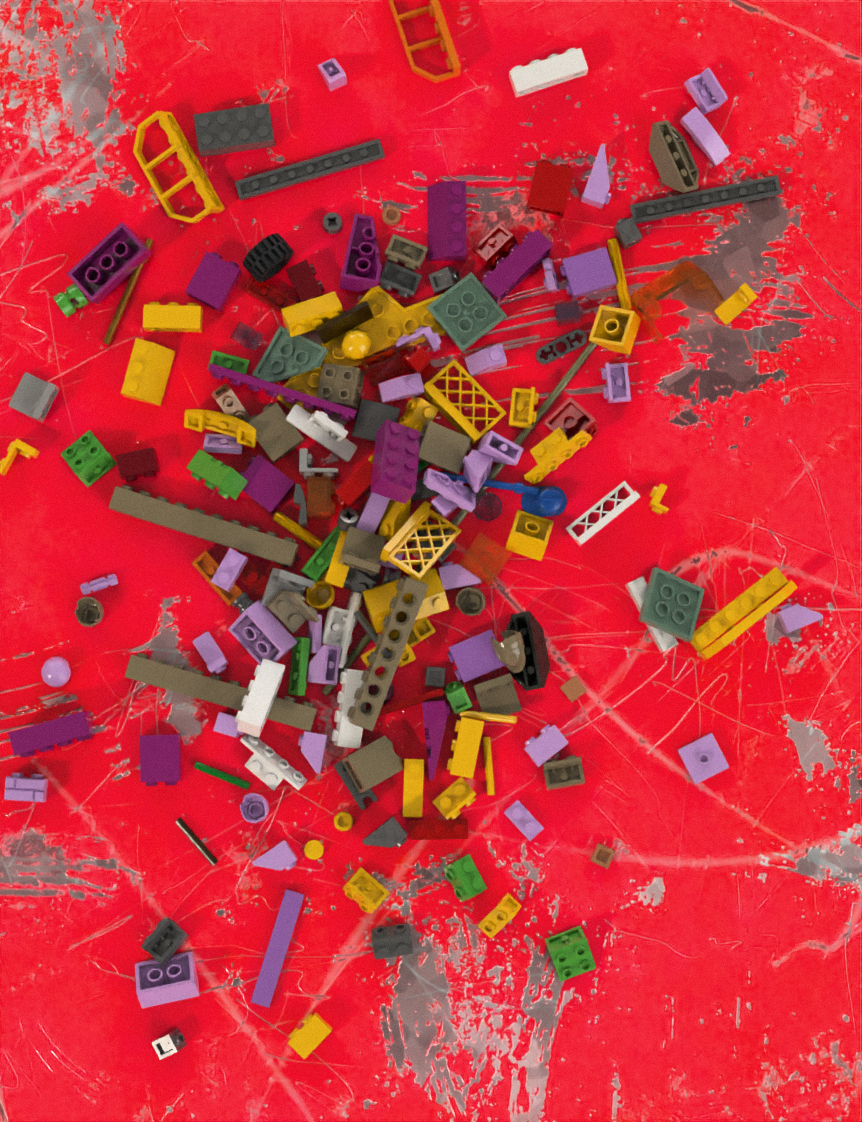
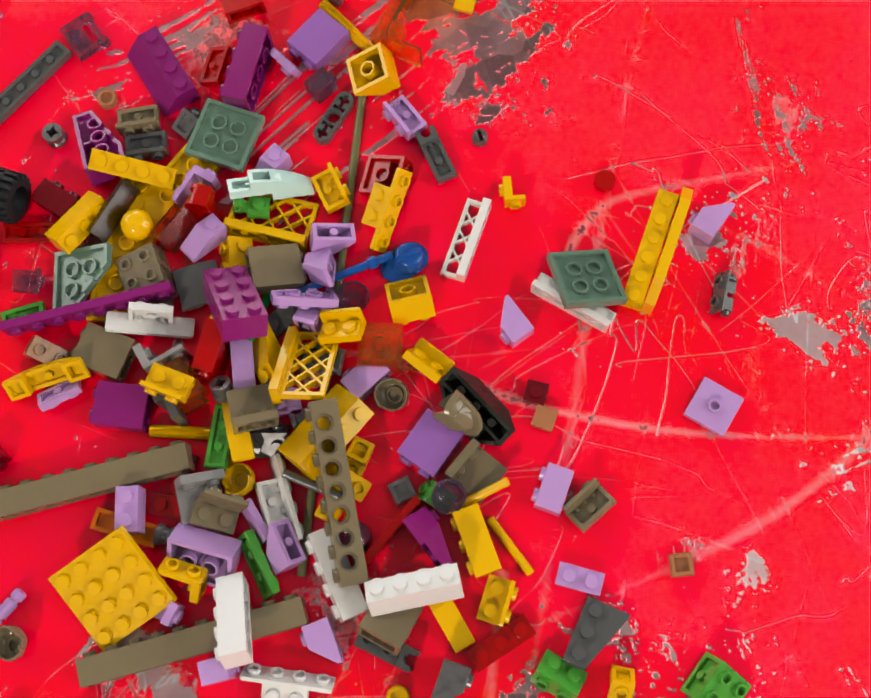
camera: 20 degrees left, 10 degrees down
(186, 620) = (112, 588): none -> yellow plate
(216, 475) = (66, 424): bright green wedge -> none
(244, 642) = (193, 575): none -> yellow bracket
(312, 495) = (169, 383): none -> yellow bracket
(378, 298) = (132, 168): none -> yellow plate
(397, 148) = (80, 41): none -> plate
(400, 756) = (413, 589): none -> white brick
(456, 387) = (256, 207): none -> bright green plate
(464, 528) = (341, 325): none -> yellow bracket
(466, 704) = (448, 496): none -> hair
(477, 374) = (277, 182): none -> light aqua slope
(508, 862) = (593, 630): none -> dark grey wing
(514, 593) = (428, 360): none -> yellow bracket
(579, 665) = (535, 392): none -> dark red plate
(595, 604) = (514, 324): none -> lavender slope
(621, 431) = (436, 156): none -> dark grey plate
(661, 434) = (475, 138): none -> hinge
(739, 533) = (604, 180): none -> red tile
(761, 684) = (723, 285): none -> hinge

